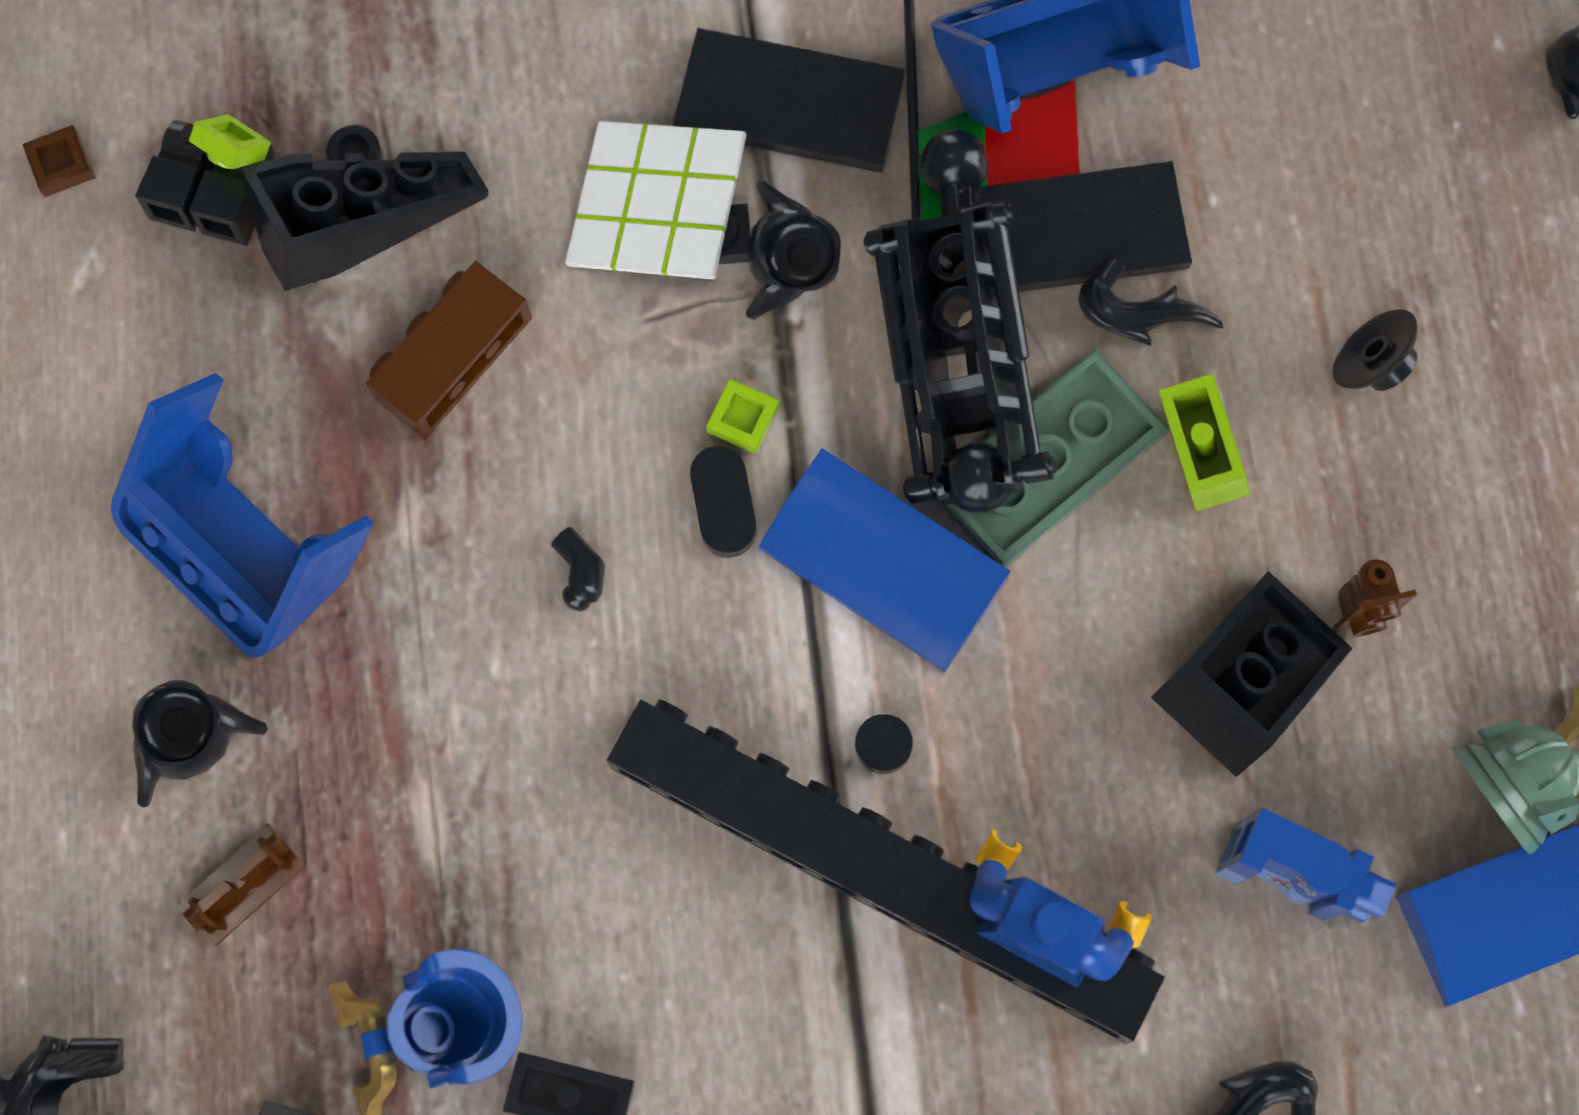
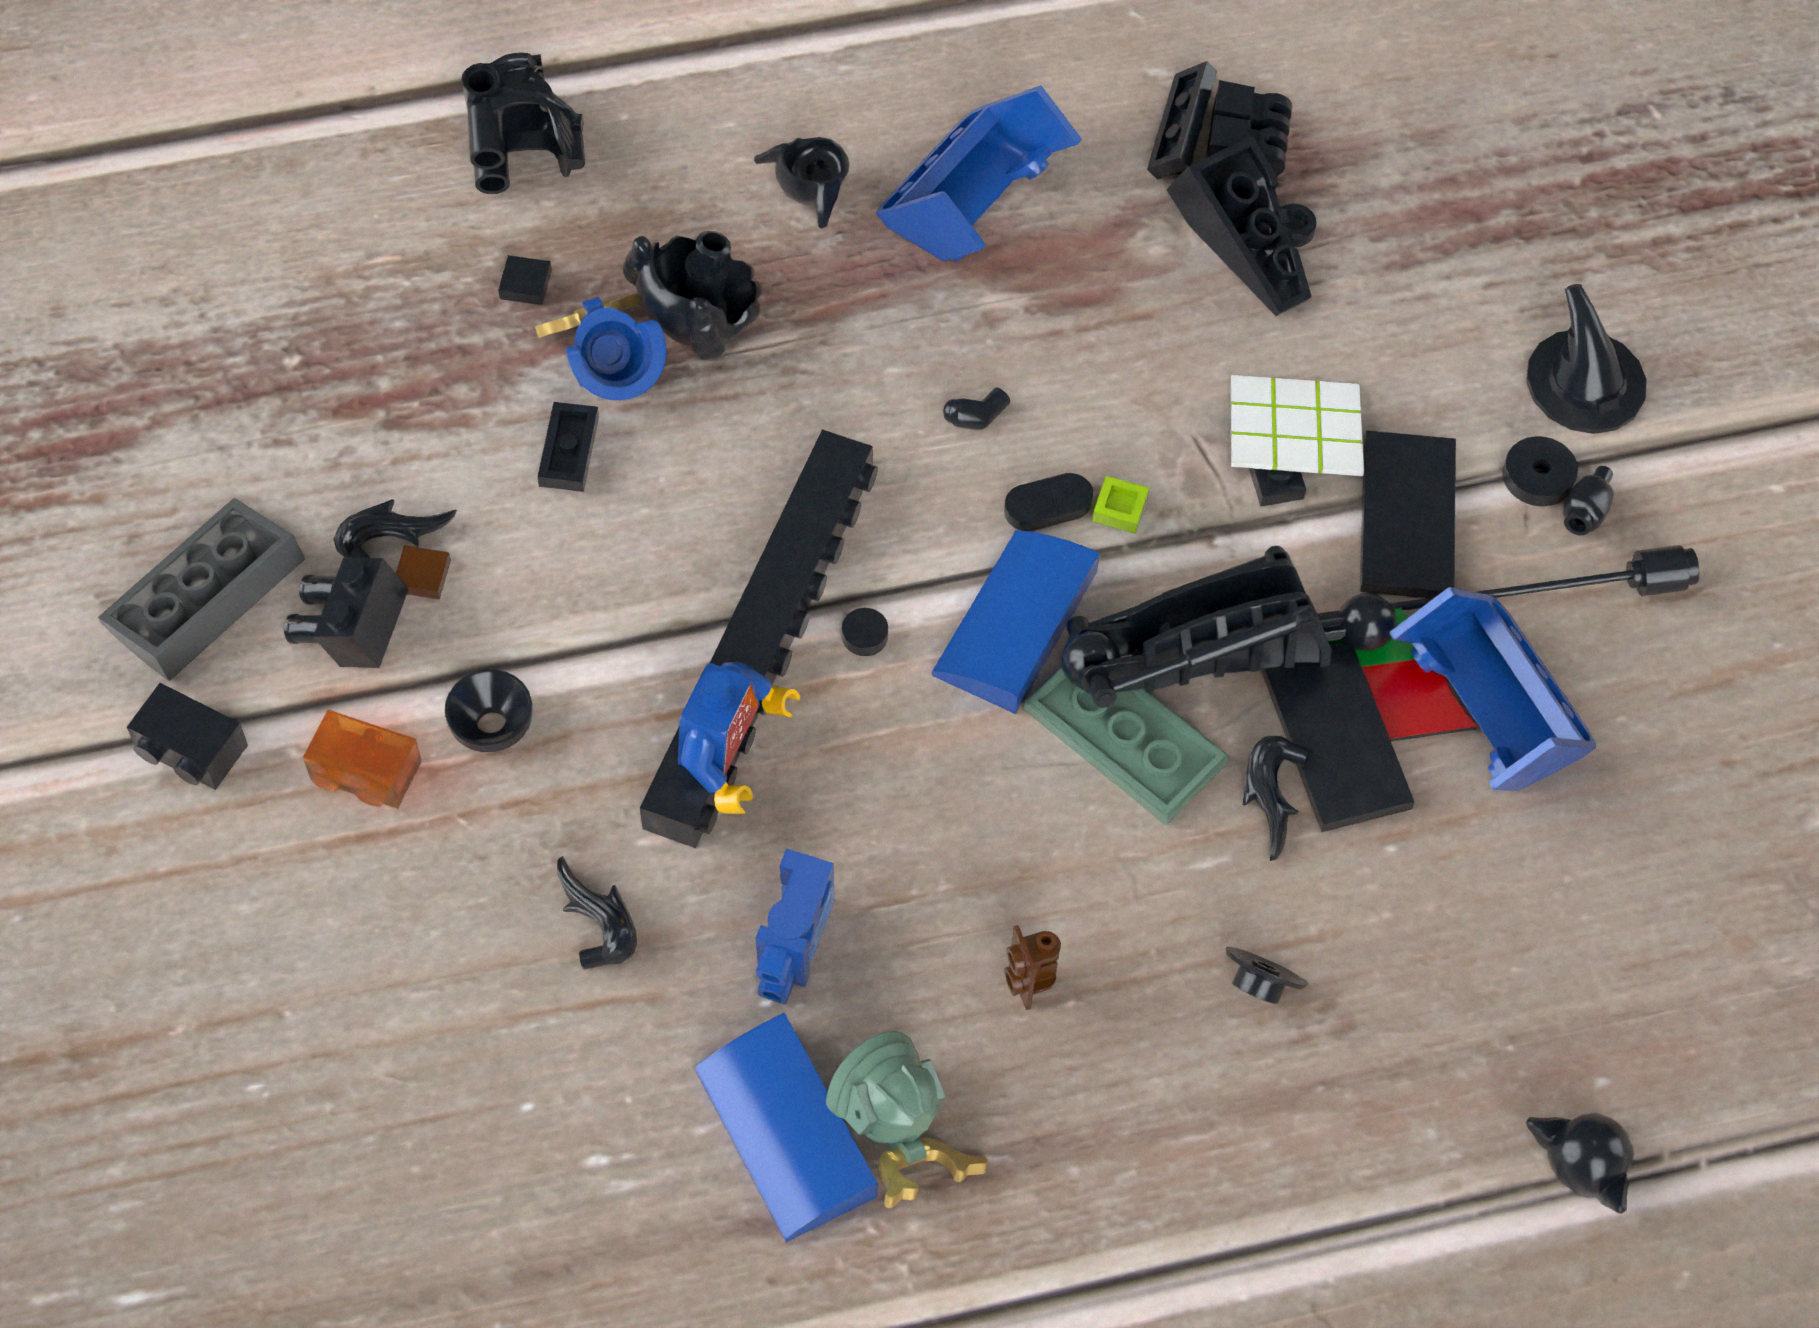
camera: 80 degrees right, 15 degrees down
(58, 161) = (1246, 43): reddish brown tile -> none
(176, 255) = (1182, 120): none -> black plate
(229, 142) = (1272, 125): lime plate -> none
(241, 885) = (691, 217): reddish brown hinge -> none
(365, 902) = (694, 290): none -> black piece
(448, 349) = (1139, 300): reddish brown brick -> none
(789, 252) = (1266, 513): black piece -> none
(1204, 442) = (1153, 832): lime brick -> none
(1252, 674) = (960, 891): black slope -> none

